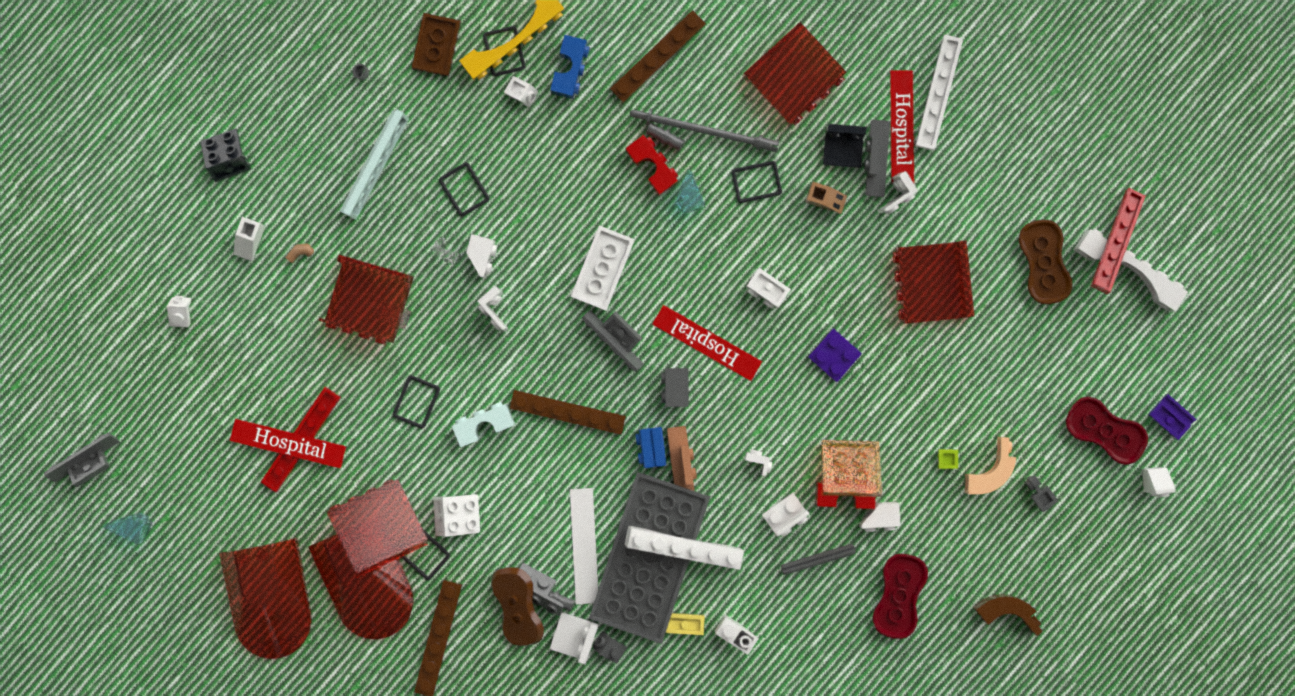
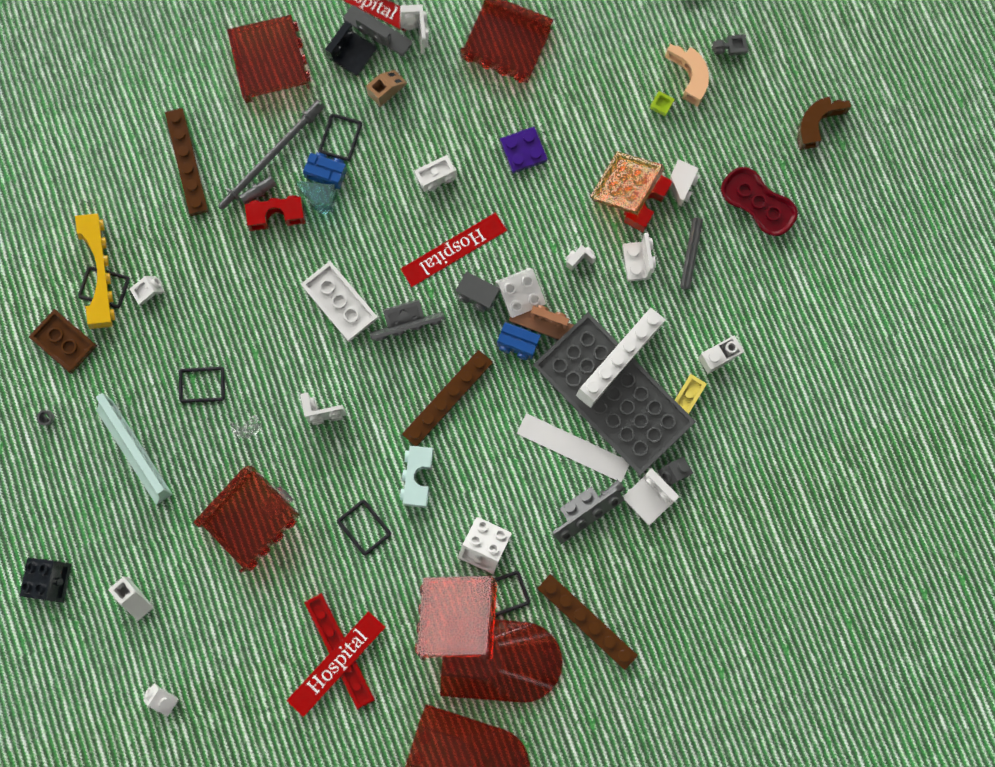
camera: 65 degrees left, 10 degrees down
(299, 249) = (169, 557): medium nougat arm -> none
(480, 253) = (265, 399): white slope -> none
(515, 592) = (582, 527): reddish brown plate -> none
(567, 83) = (139, 226): blue arch -> none
(698, 425) = (521, 292): none -> white bracket
(716, 187) = (325, 170): none -> blue brick

